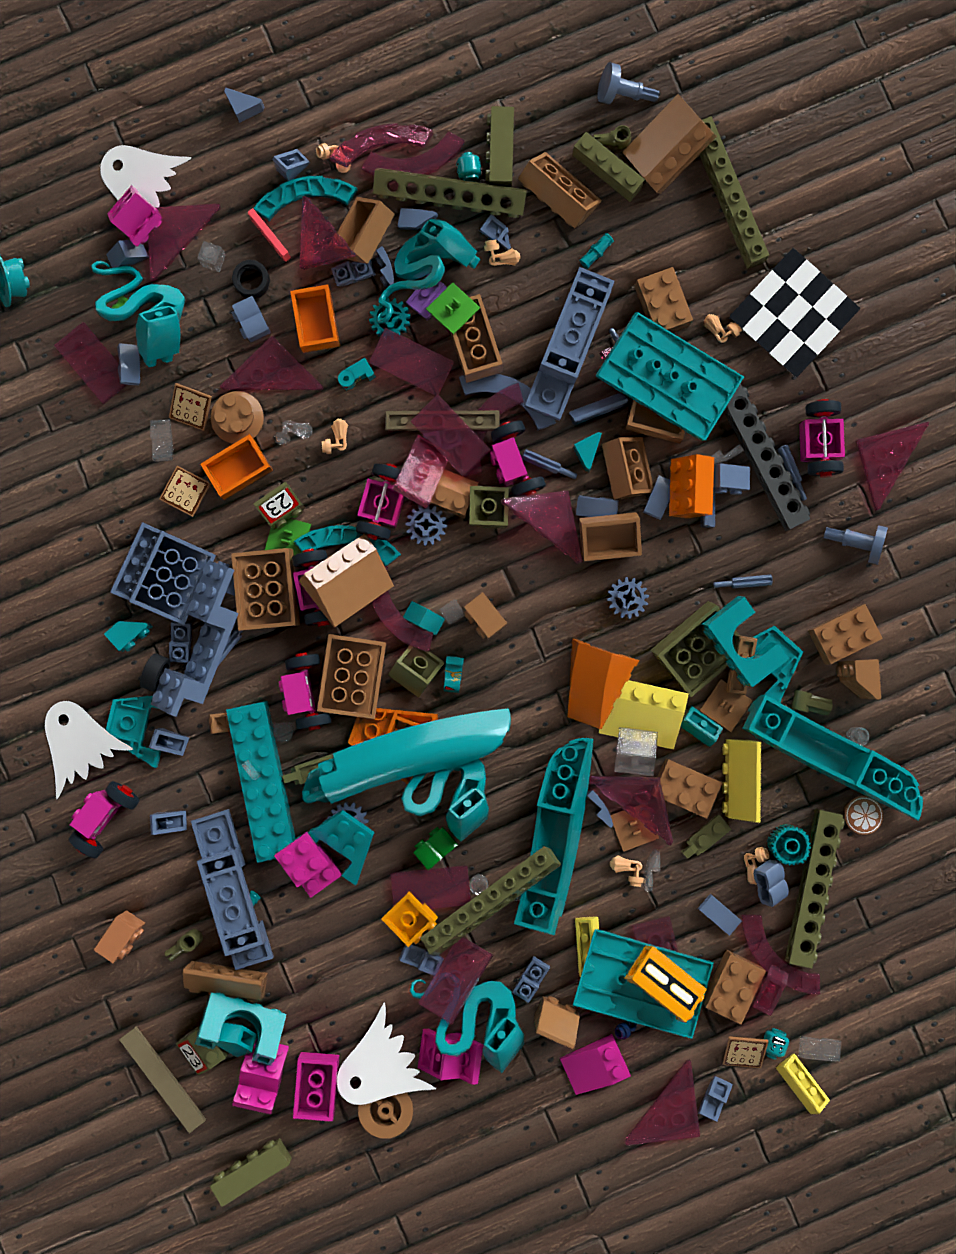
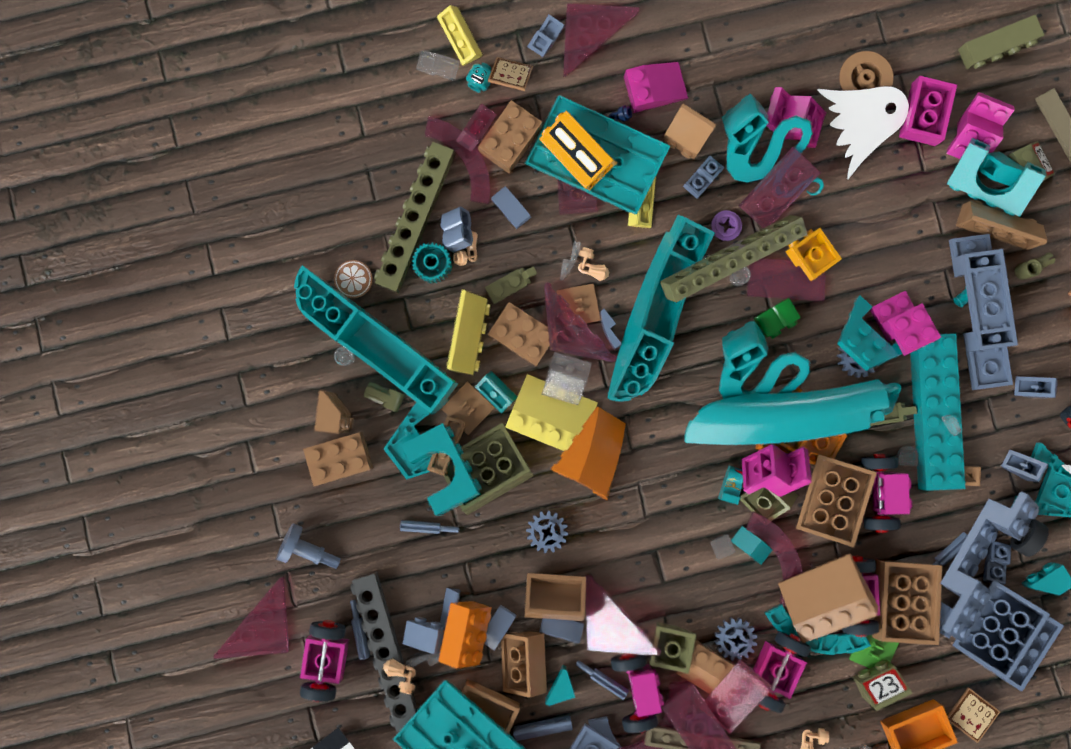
camera: 175 degrees left, 0 degrees up
(416, 696) = (776, 470): none -> dark pink bracket
(420, 958) = (811, 217): sand blue slope -> none
(484, 616) = (695, 538): medium nougat piece -> none
(506, 939) = (734, 222): none -> medium lavender gear
(752, 442) = (394, 668): none -> light nougat piece

